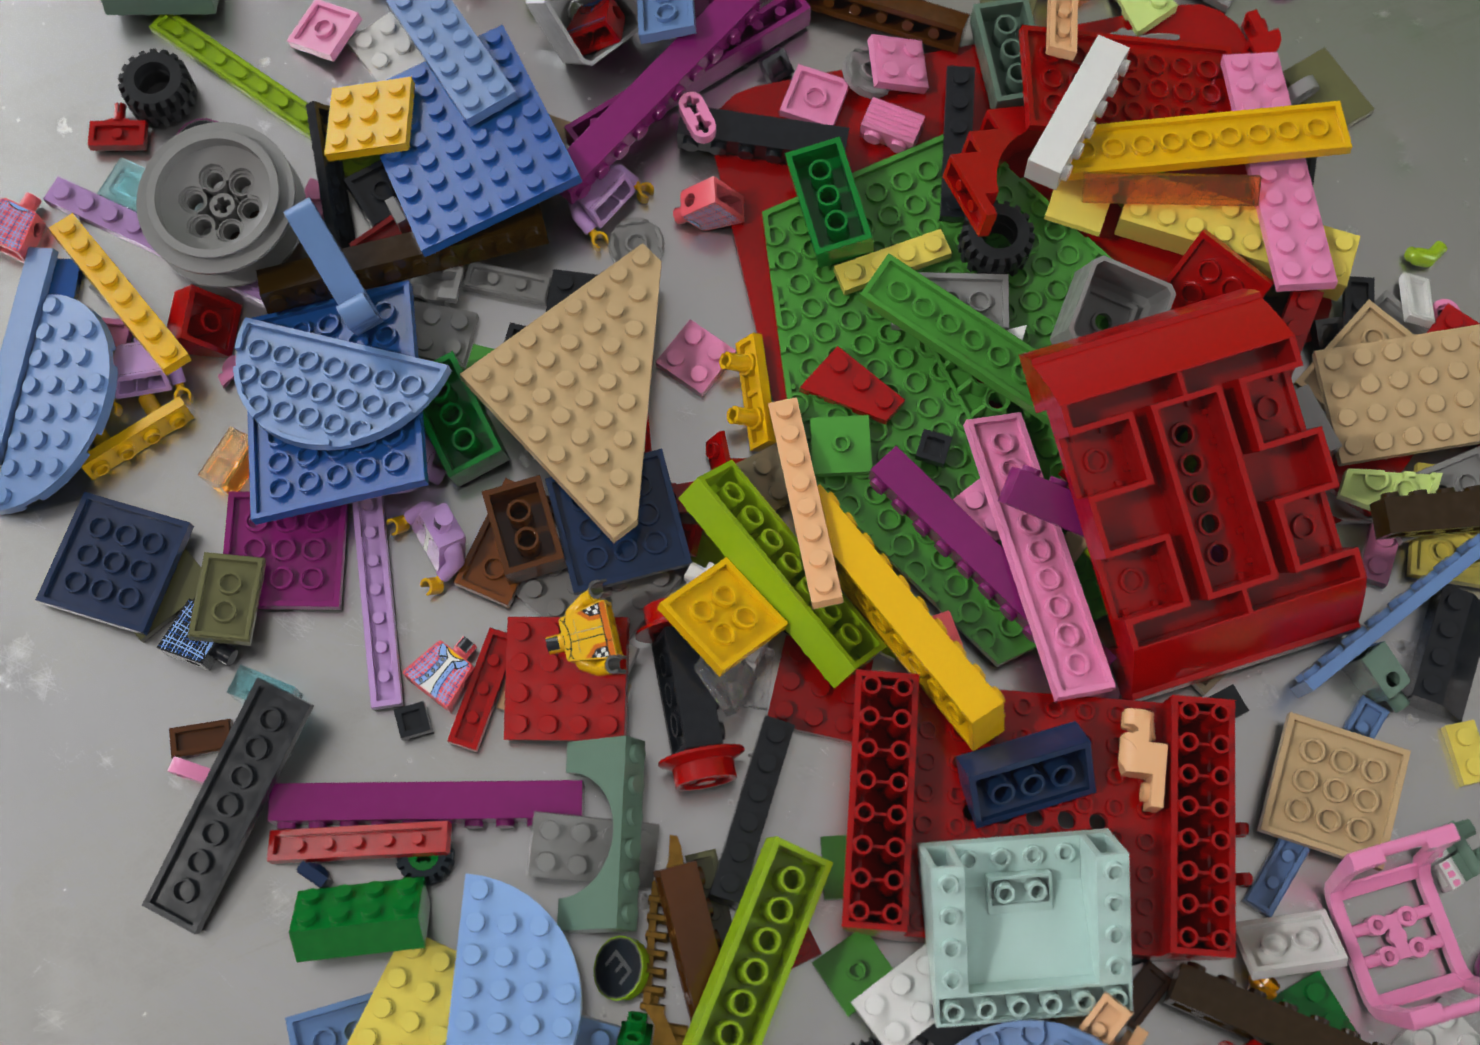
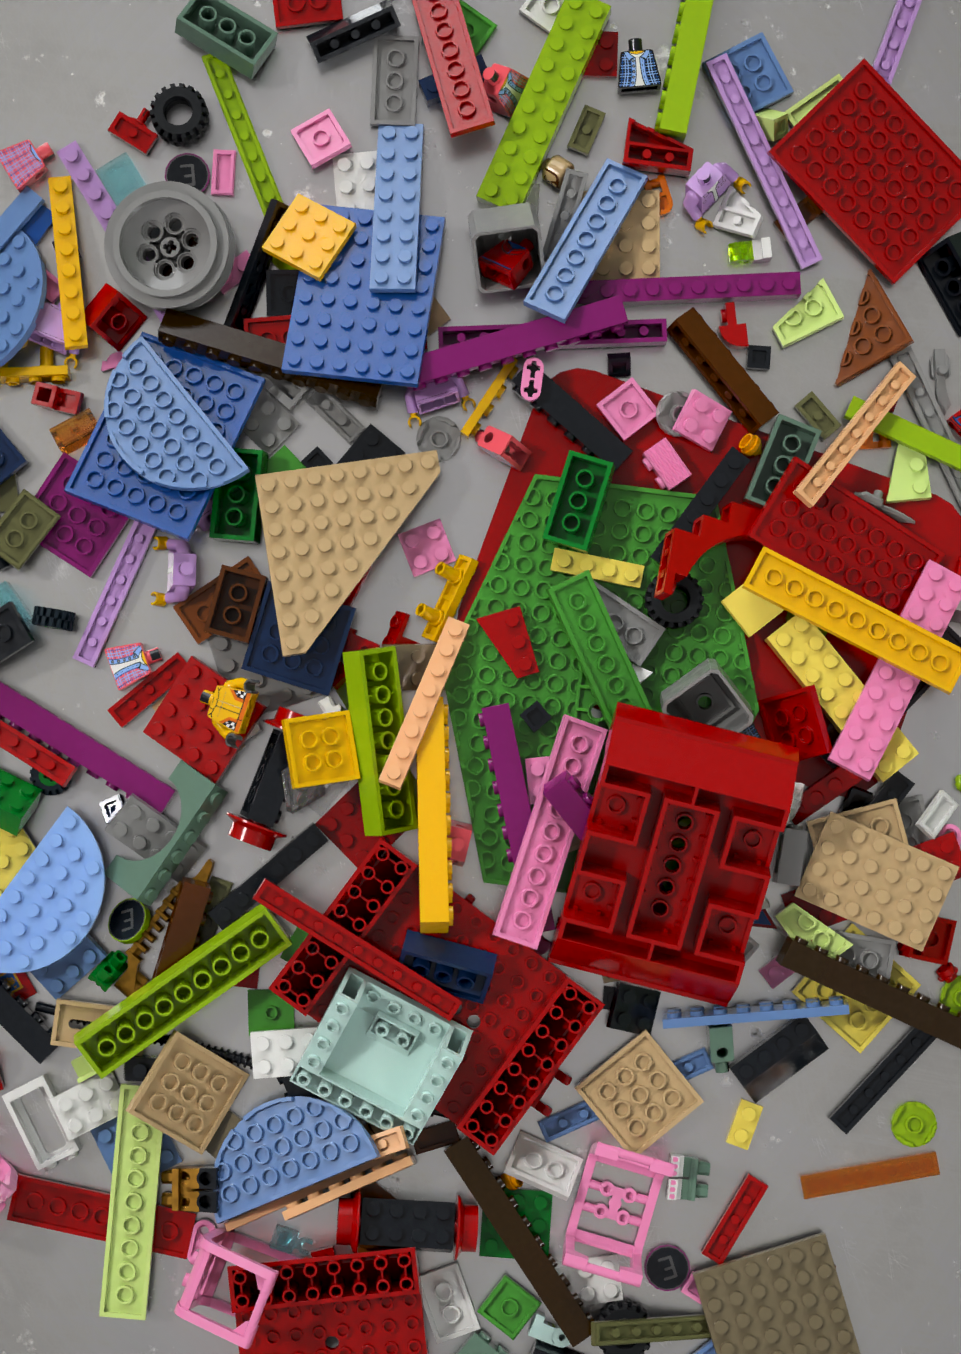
camera: 35 degrees right, 15 degrees up
(186, 442) = (57, 398): none -> red brick
(235, 110) = (223, 173): none -> bright pink tile
(322, 674) = (53, 618): none -> black wheel
(352, 299) = (216, 387): medium blue beam -> none
(398, 214) = (285, 321): light grey tile -> none
(412, 720) = (94, 682): black plate -> none
(518, 849) = (111, 806): none -> tile
(664, 182) = (485, 405): none -> yellow plate
(840, 445) = (477, 675): bright green plate -> none
(914, 810) = (357, 949): none -> red plate
(964, 57) = (750, 445): none -> light orange plate
(1077, 112) = (785, 548): white brick -> none
(1142, 757) = (524, 1002): light nougat plate -> none
(1171, 188) = (810, 642): clear orange plate -> none
(1258, 700) = (633, 1008): none -> black plate

